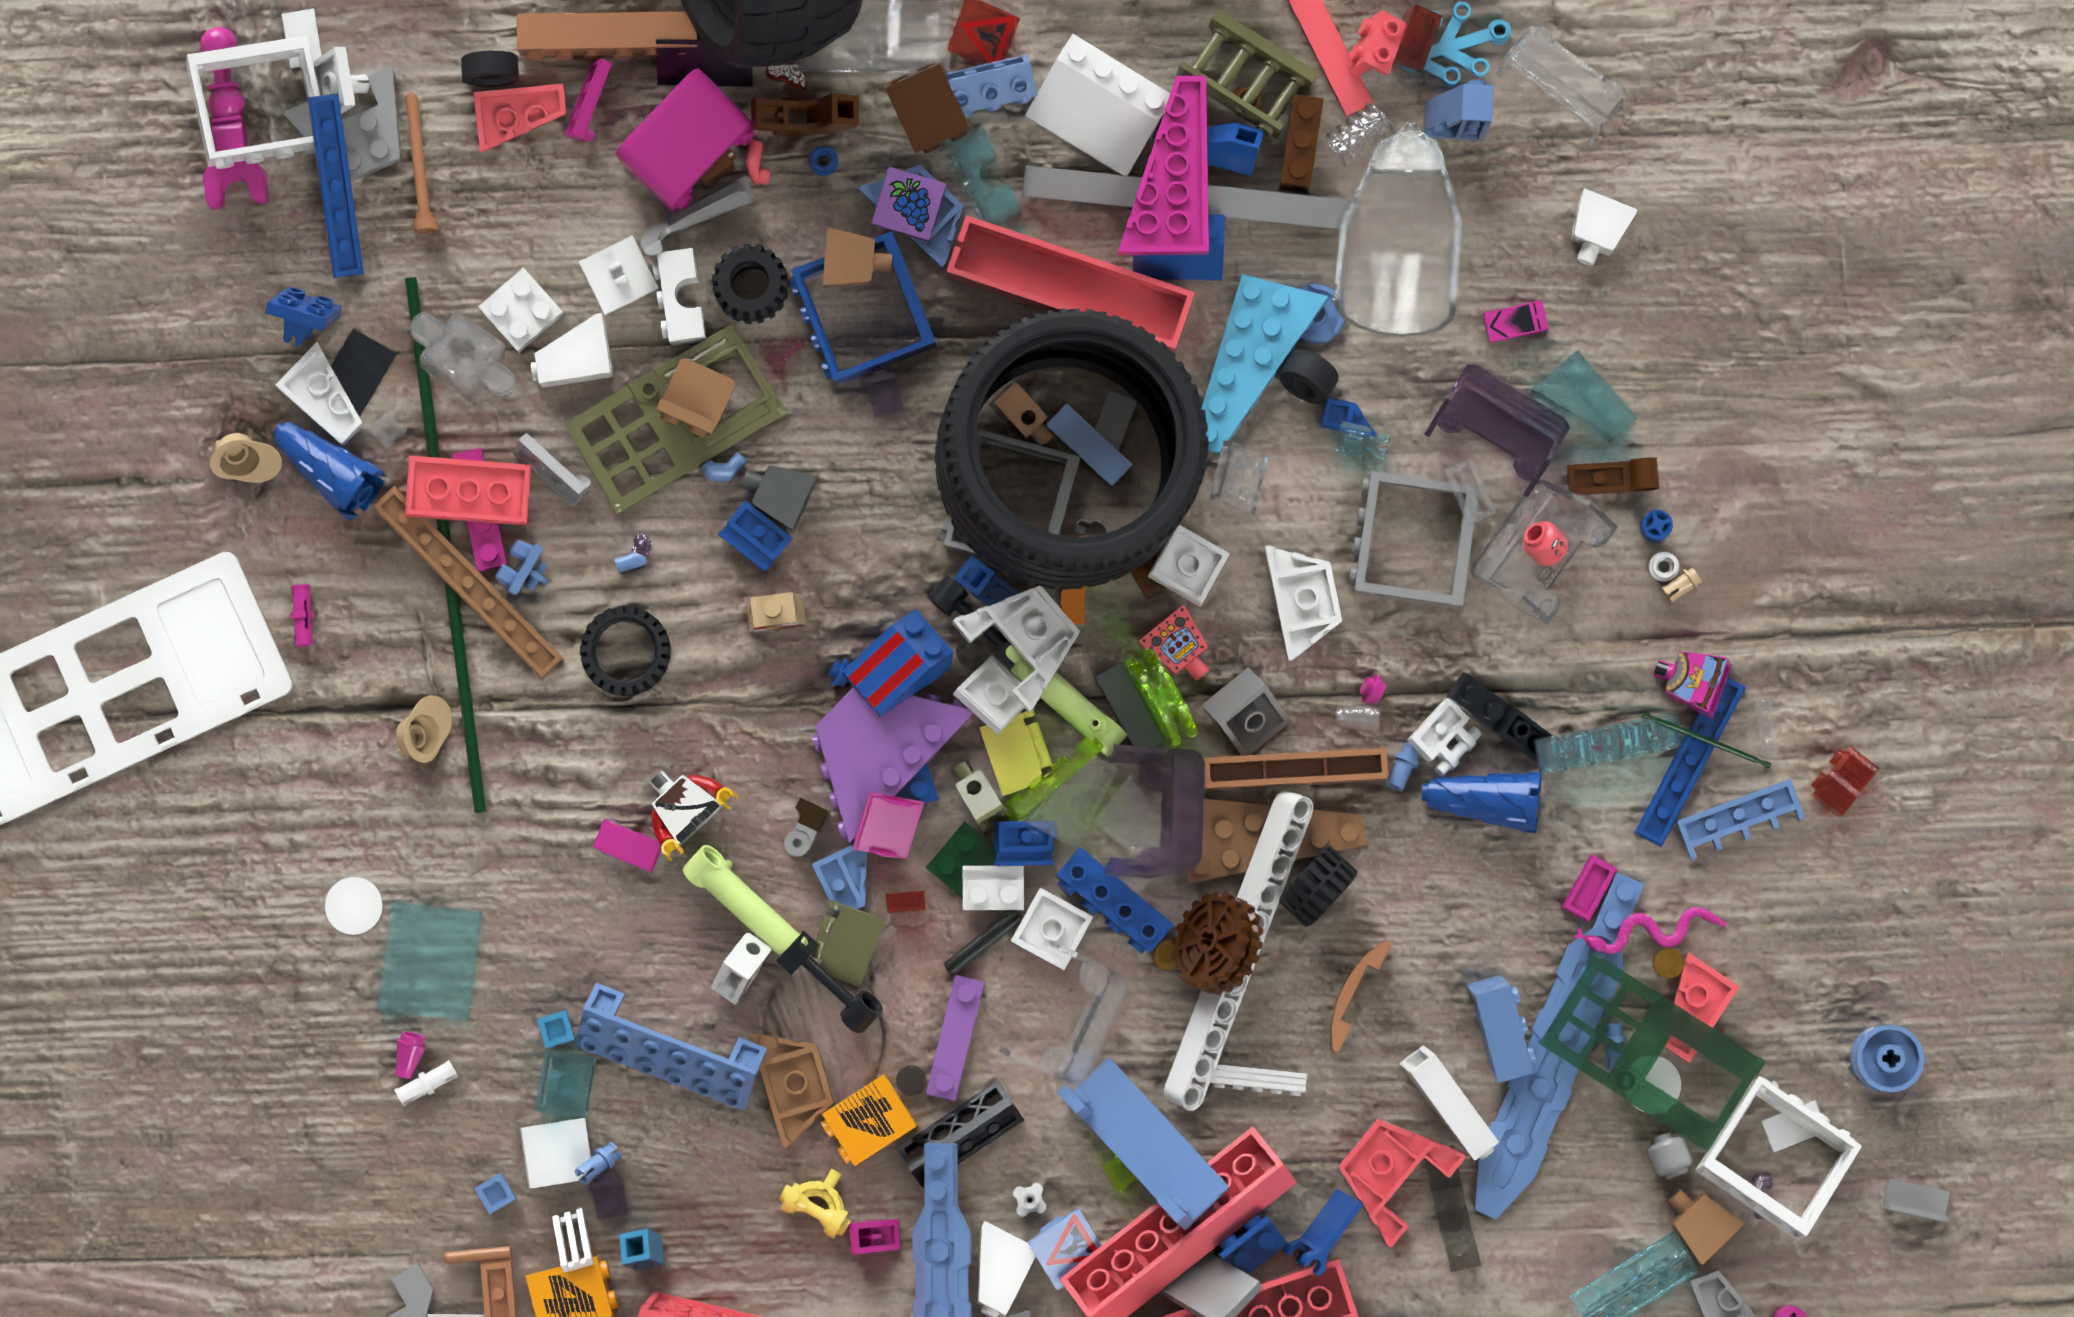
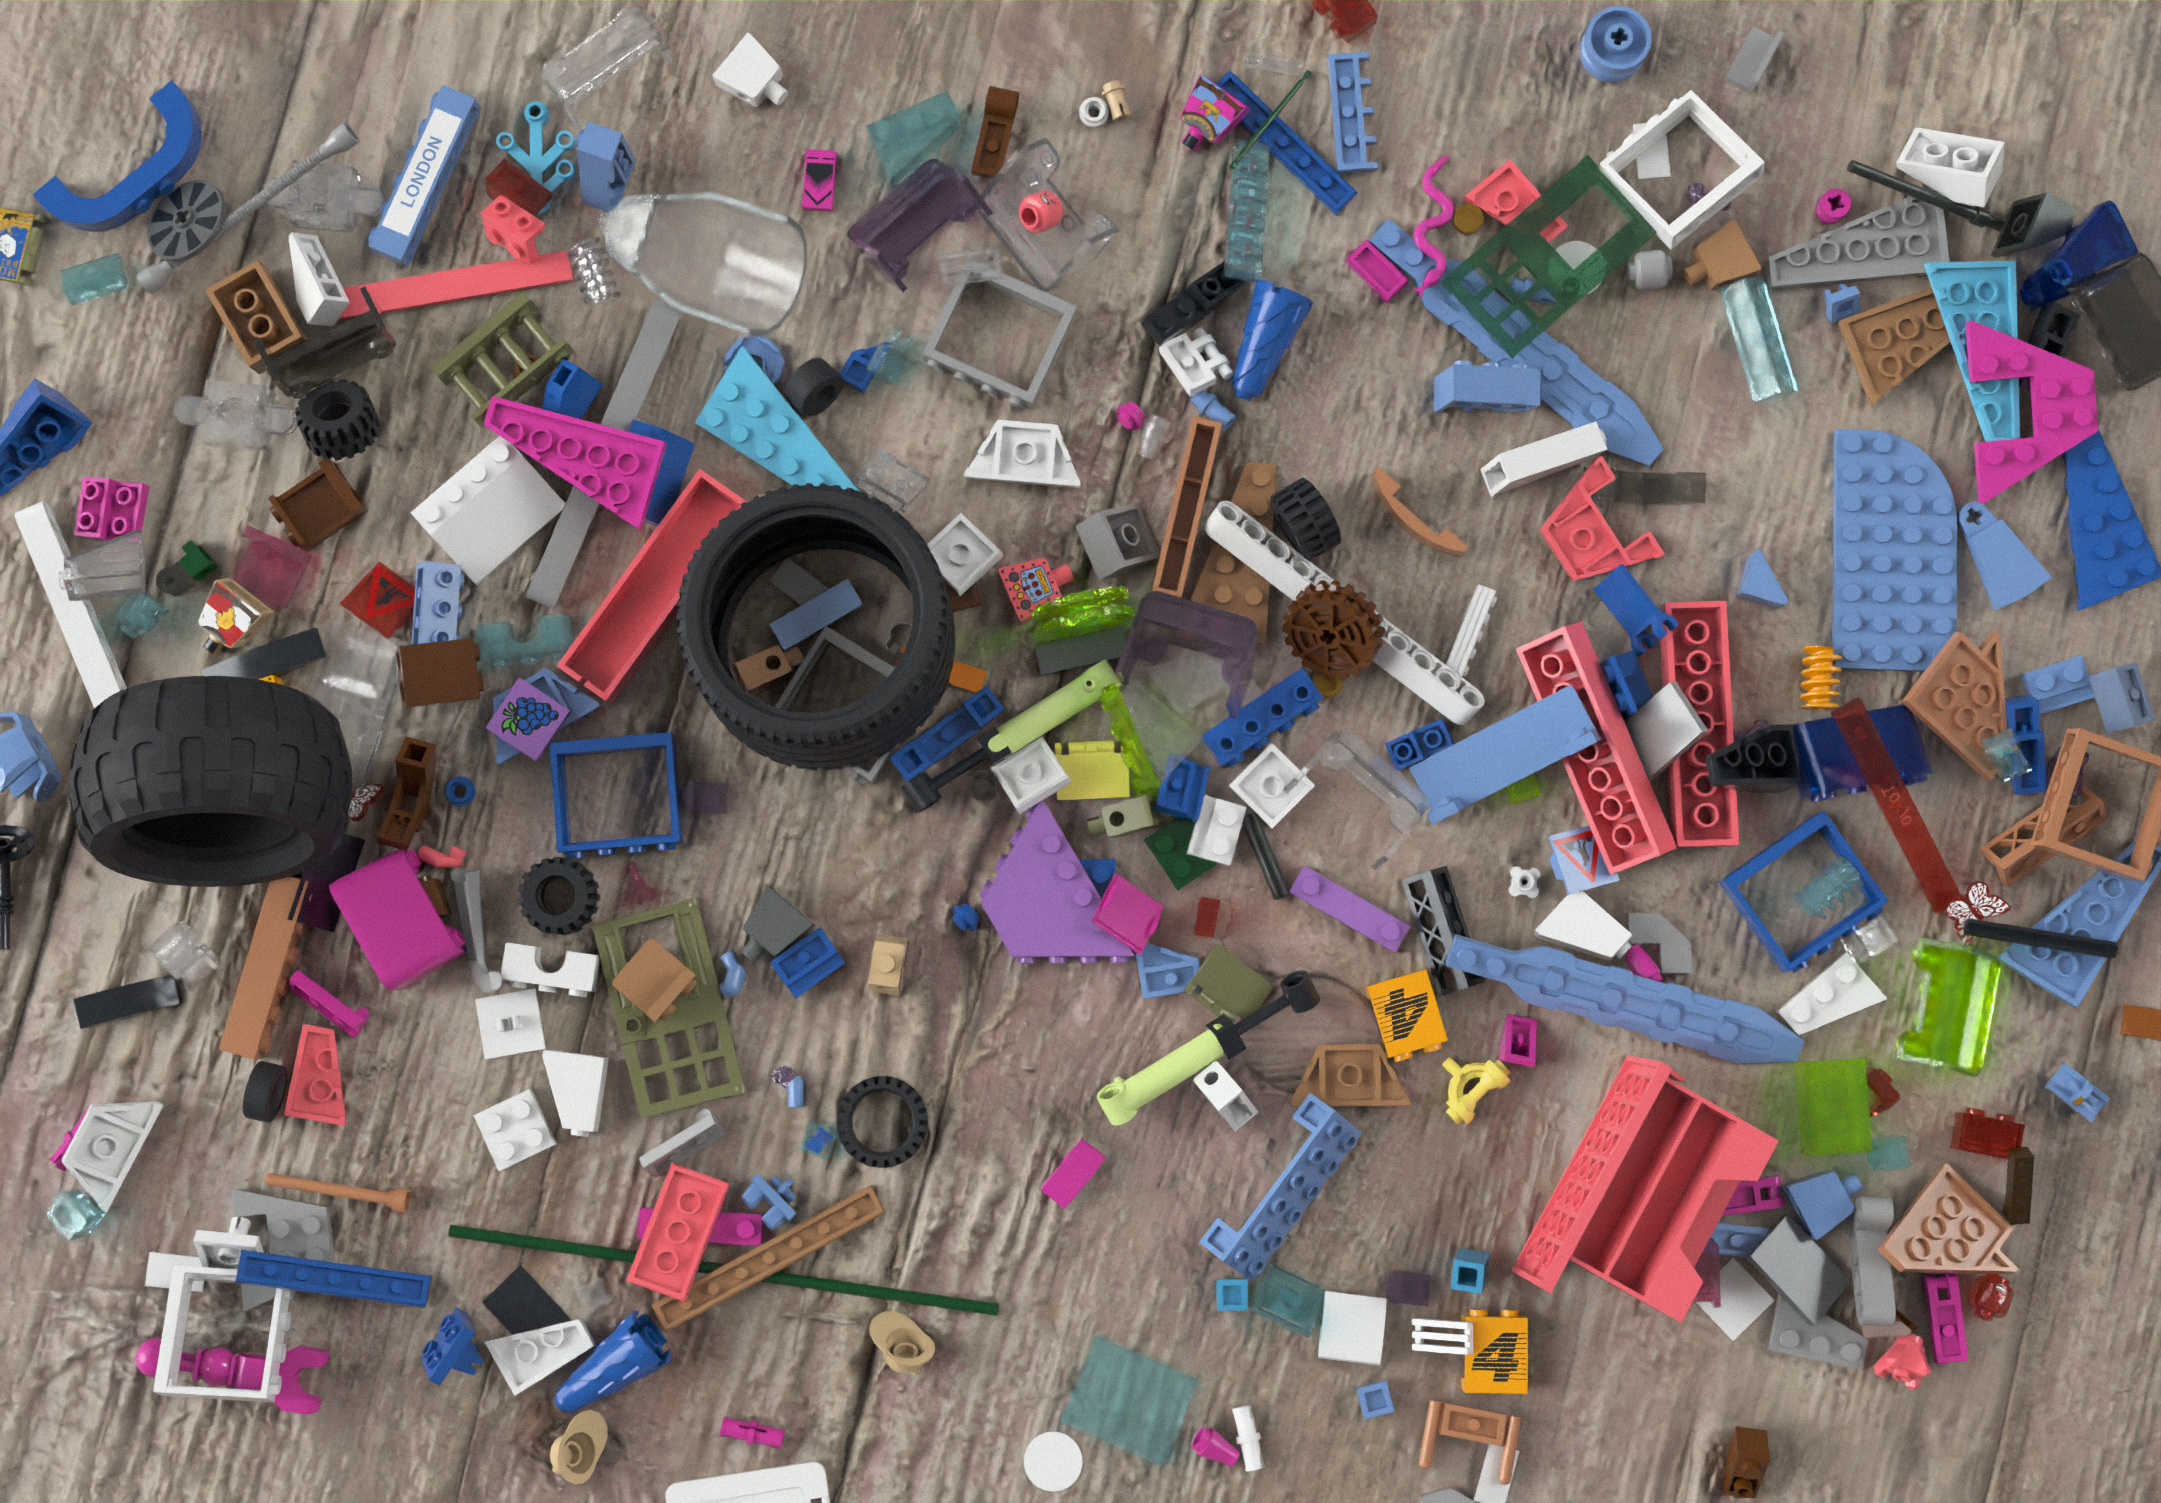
camera: 75 degrees left, 0 degrees up
(462, 355) = (542, 1200): clear brick -> none
(591, 596) = (818, 1140): none -> clear light blue tile
(602, 1160) = (1372, 1285): medium blue pin -> none
(684, 808) = (1053, 1107): torso -> none
(801, 840) = (1116, 1002): leg -> none
(851, 259) = (565, 789): medium nougat torso -> none
(899, 663) = (974, 857): blue slope -> none
(911, 1080) = (1378, 963): clear smoke plate -> none
(1034, 629) = (981, 716): white wing -> none
(1134, 1061) = (1419, 744): none -> blue slope
(1301, 144) = (586, 328): reddish brown brick -> none
(1661, 523) = (1053, 100): blue wheel -> none

